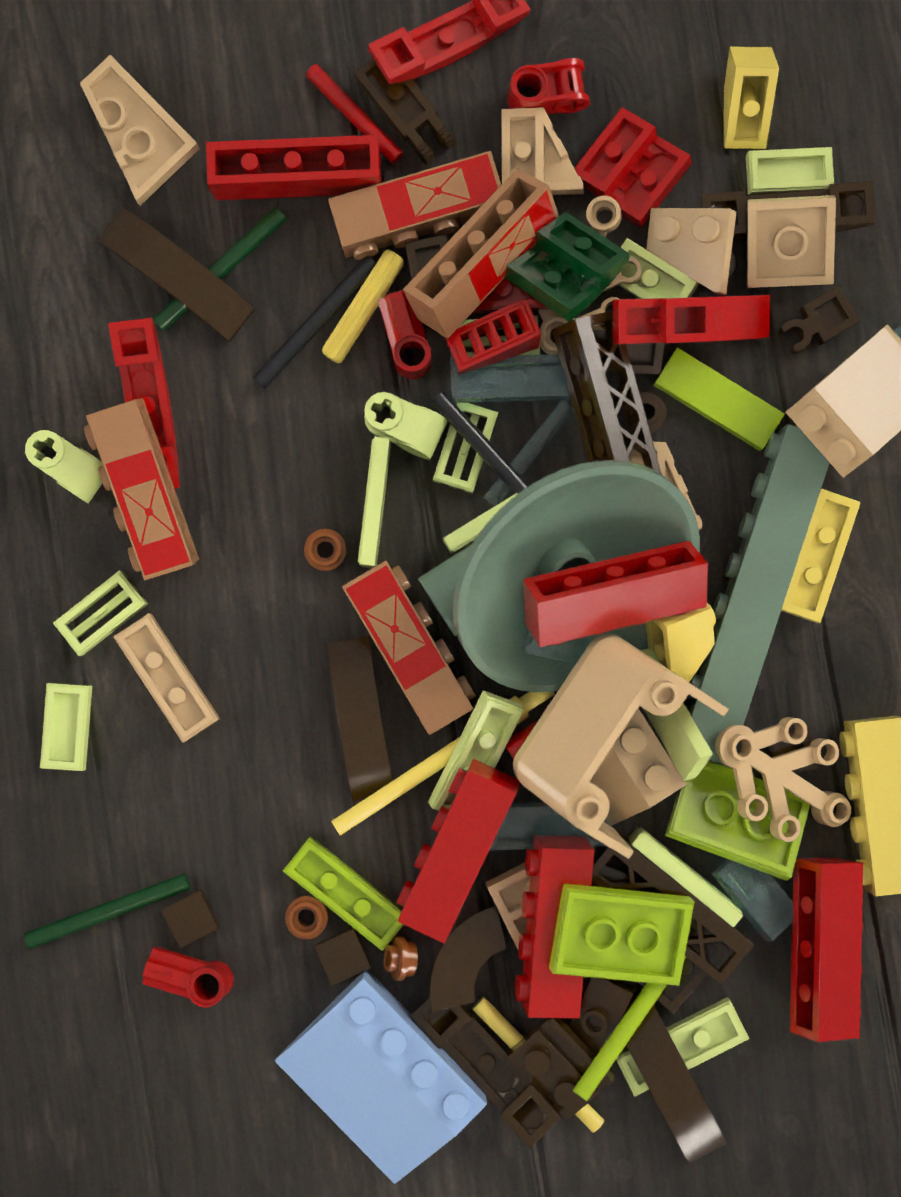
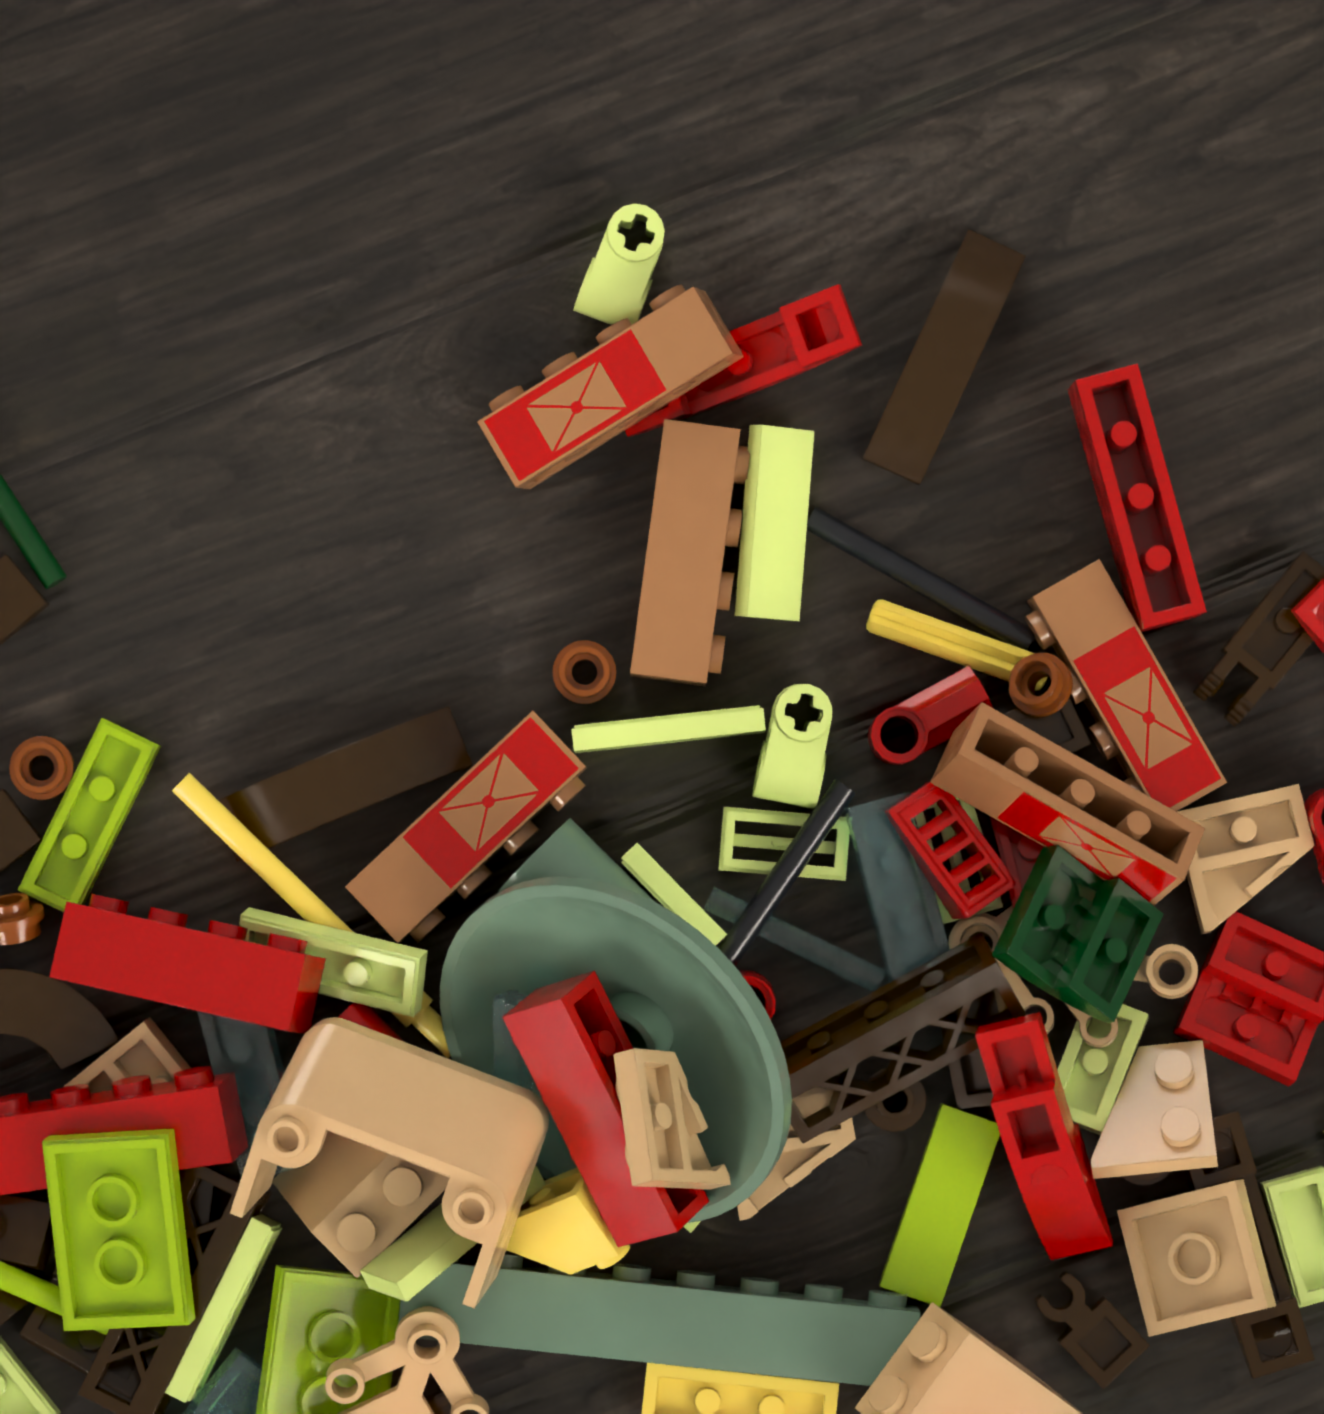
camera: 75 degrees right, 0 degrees up
(66, 727) = (240, 353): yellowish green tile -> none
(129, 591) = (459, 398): yellowish green tile -> none
(140, 132) = (1145, 251): tan wing -> none
(166, 677) = (344, 483): tan tile -> none
(227, 261) = (980, 429): dark green bar -> none
(256, 404) = (774, 523): none -> yellowish green tile
(263, 465) = (686, 553): none -> medium nougat brick
(353, 112) = (1245, 565): red bar -> none
(389, 258) = (1027, 674): none -> dark orange plate
(634, 556) = (662, 1123): none -> tan wing

